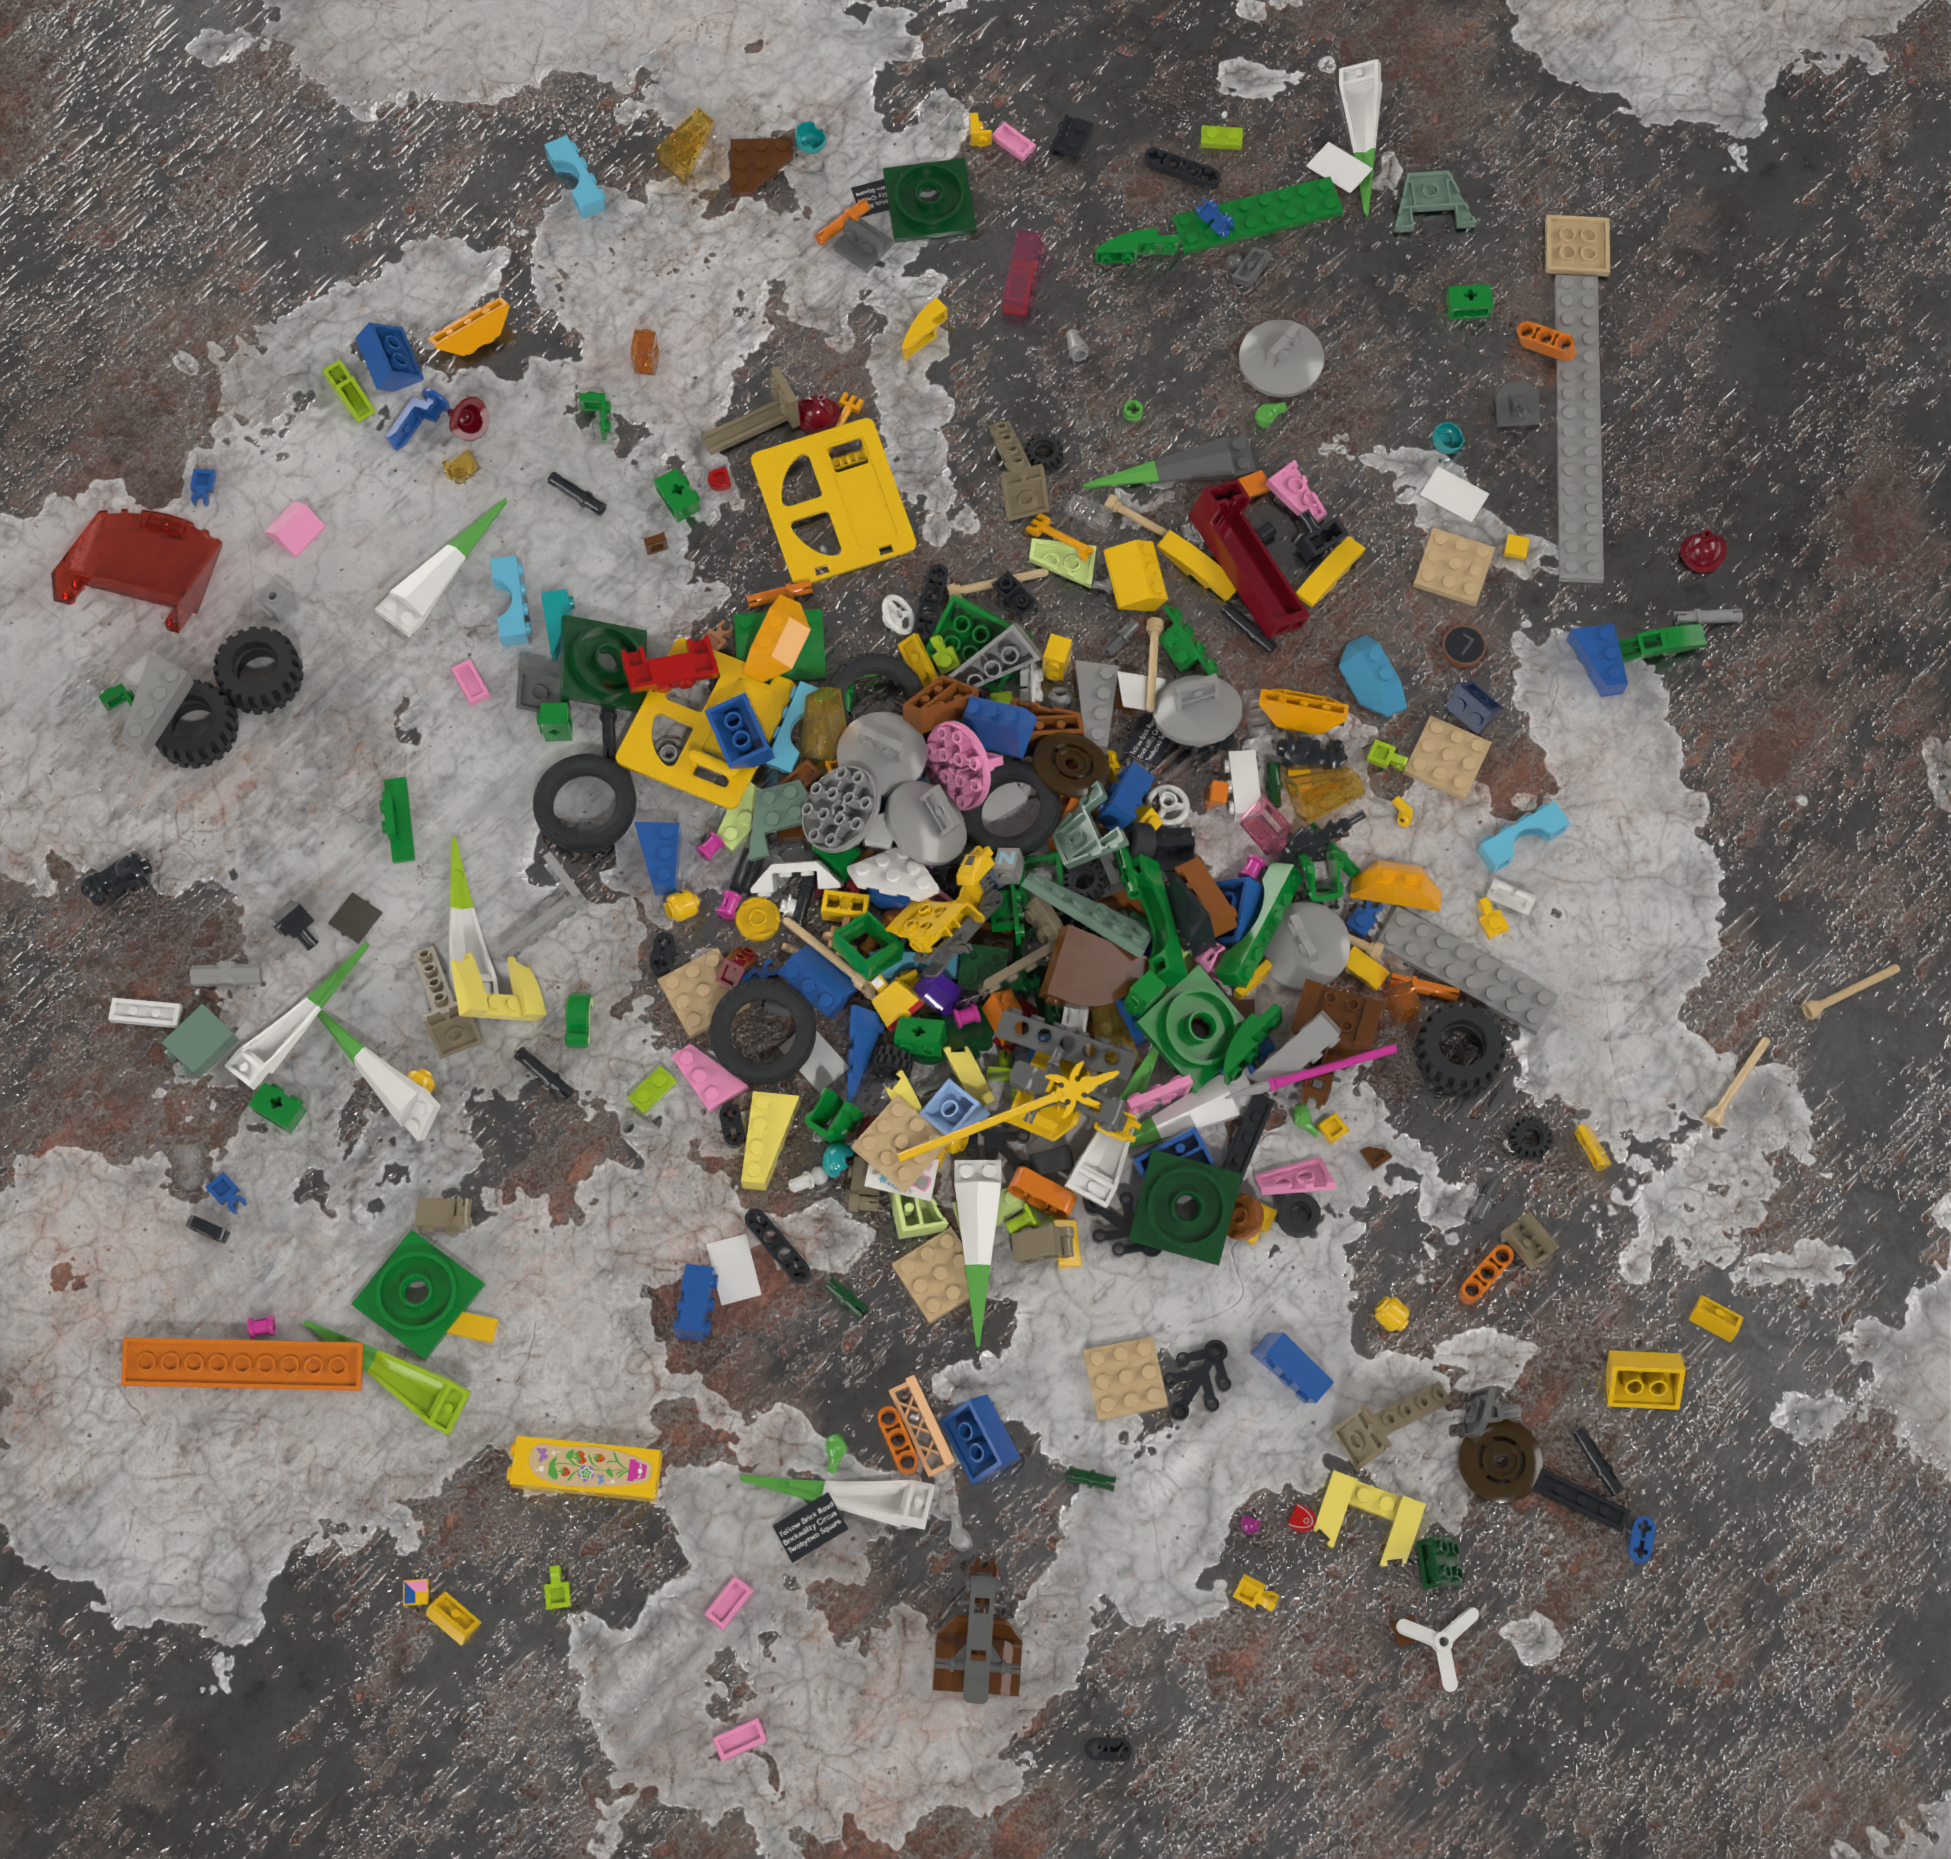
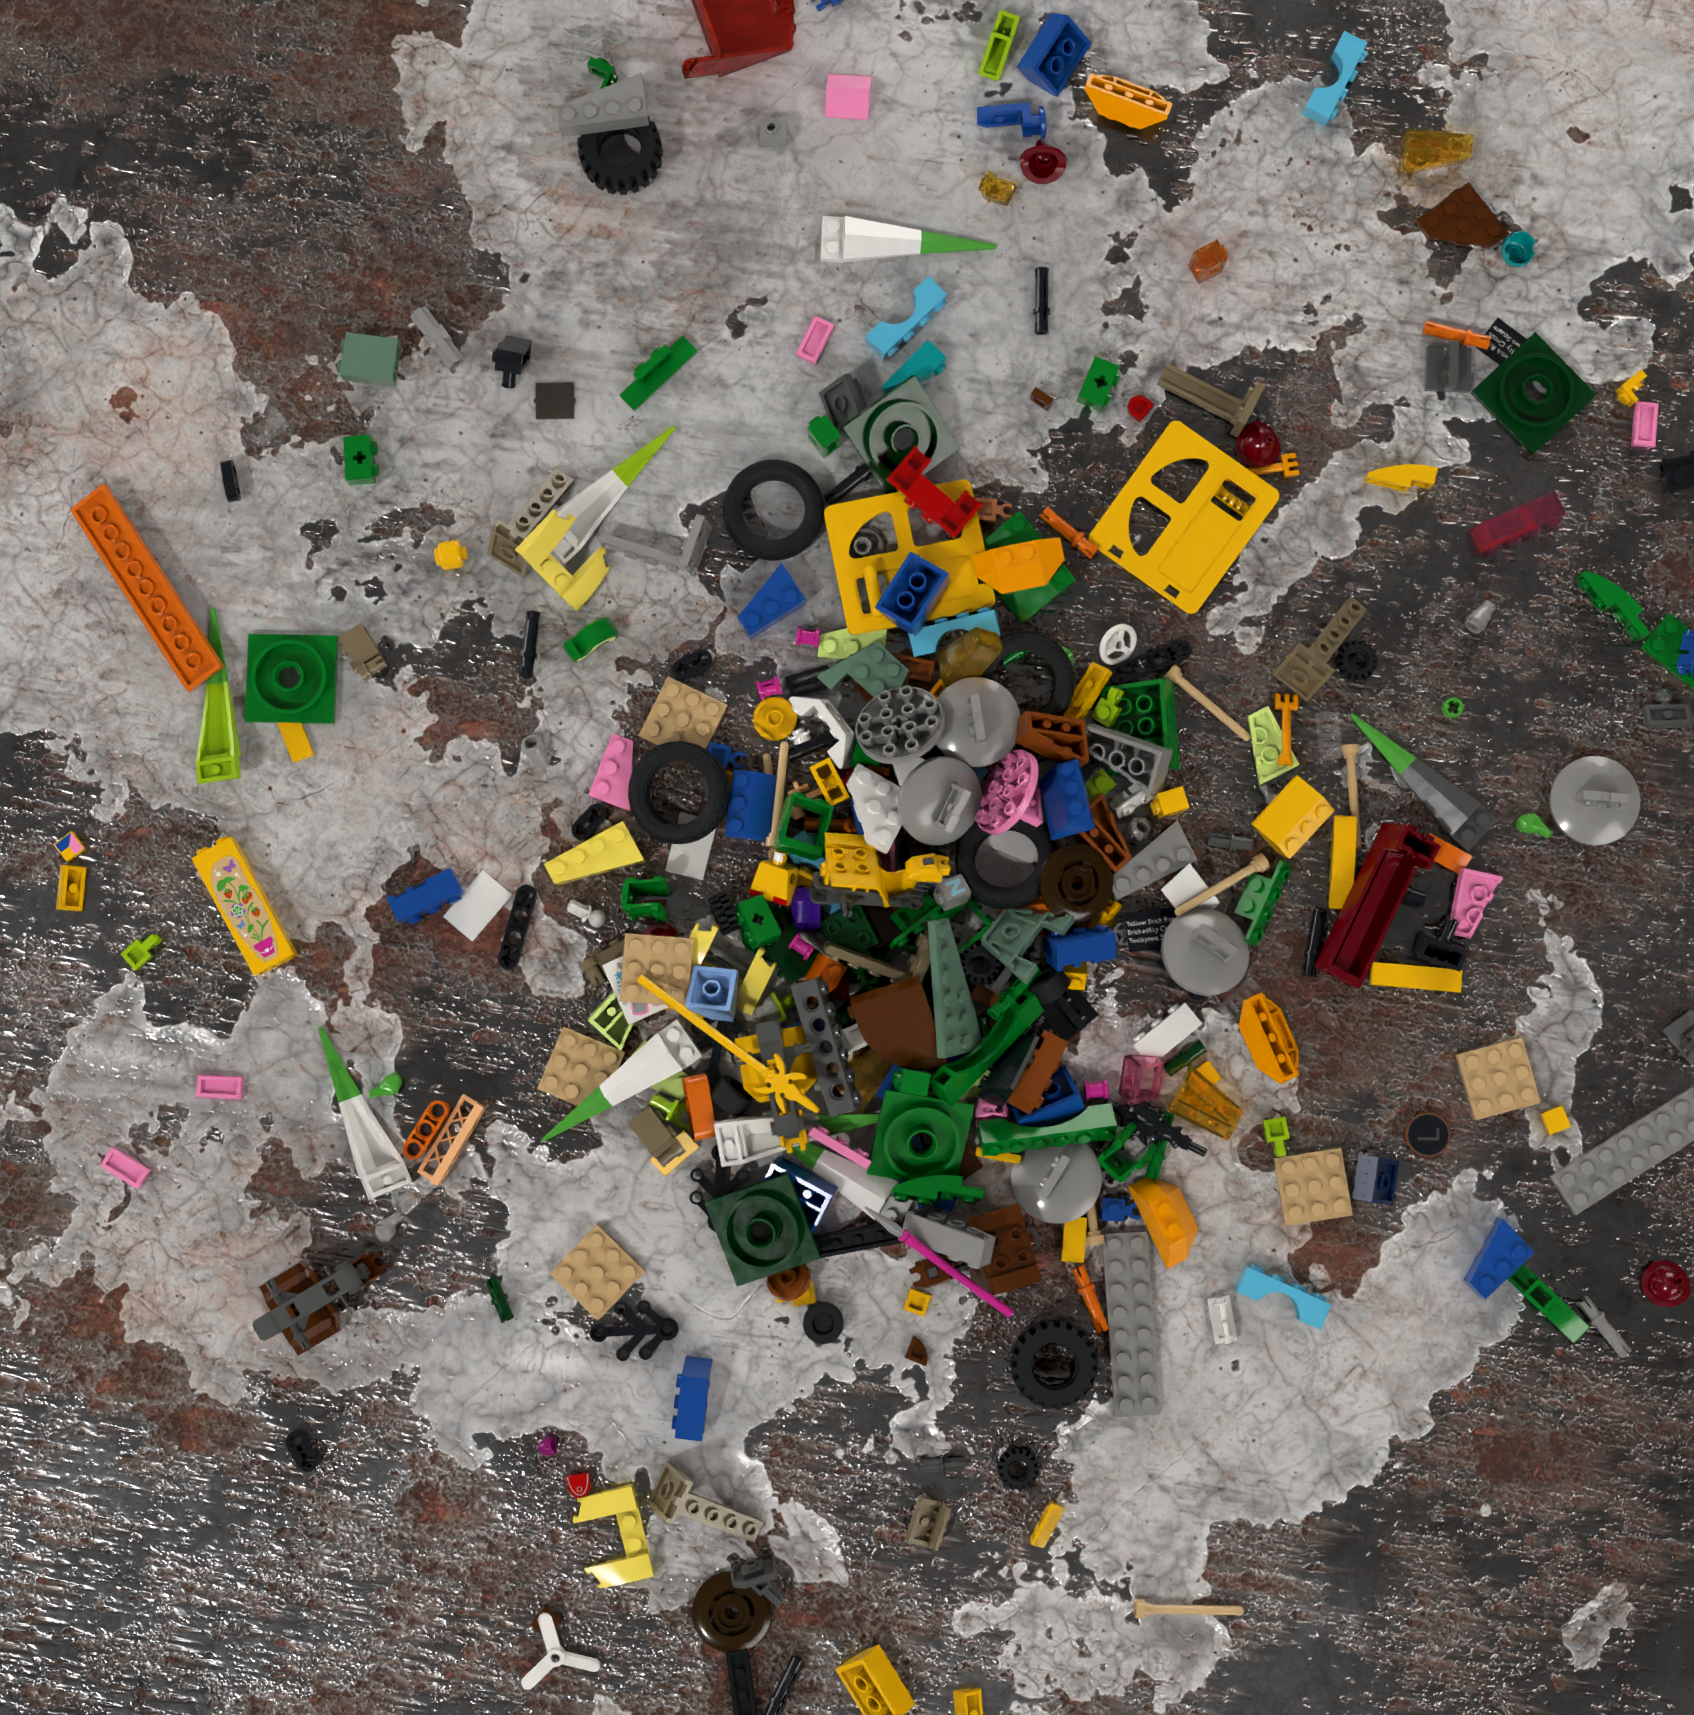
camera: 60 degrees right, 15 degrees up
(122, 874) = (461, 193): black animal -> none
(145, 1013) = (364, 299): white plate -> none
(224, 1191) = (268, 470): blue plate -> none
(249, 646) = (694, 138): black tyre -> none
(261, 1326) = (185, 579): dark pink bush -> none
(270, 1047) = (400, 417): white plate -> none
(405, 1099) = (431, 553): white plate -> none
(597, 402) = (1135, 252): green bracket -> none
(652, 1090) = (575, 738): lime plate -> none
(681, 905) = (741, 650): yellow head -> none
(735, 966) = (719, 732): dark red bracket -> none
(810, 1527) = (316, 1108): black sticker -> none
(835, 1157) = (615, 923): teal hair -> none
(846, 1297) = (512, 1010): dark green pin -> none
(864, 1038) = (730, 875): blue wedge -> none
(979, 1439) = (471, 1192): blue slope -> none
(1015, 595) = (1206, 727): black slope -> none
(1170, 797) = (1114, 997): white piece -> none
(1216, 794) = (1141, 1017): orange slope -> none
(1252, 1592) = (494, 1484): yellow plate -> none
(1295, 1178) = (851, 1300): bright pink wing -> none
(1302, 1119) = (905, 1276): bright green animal -> none
(1305, 753) = (1229, 1066): black animal -> none
(1372, 677) = (1342, 1074): dark azure wedge -> none
(1391, 1314) = (791, 1450): yellow head -> none
(1402, 1002) = (1060, 1291): clear orange brick -> none
(1405, 812) = (1237, 1183): yellow arm -> none
(1439, 1562) = (615, 1616): dark green bracket -> none
(1447, 438) = (1618, 995): teal hair -> none
(1454, 494) = (1569, 1034): white sticker -> none
(1490, 1264) = (885, 1512): orange beam -> none
(1492, 921) = (1188, 1318): yellow plate -> none
(1813, 1009) = (1296, 1635): tan piece -> none

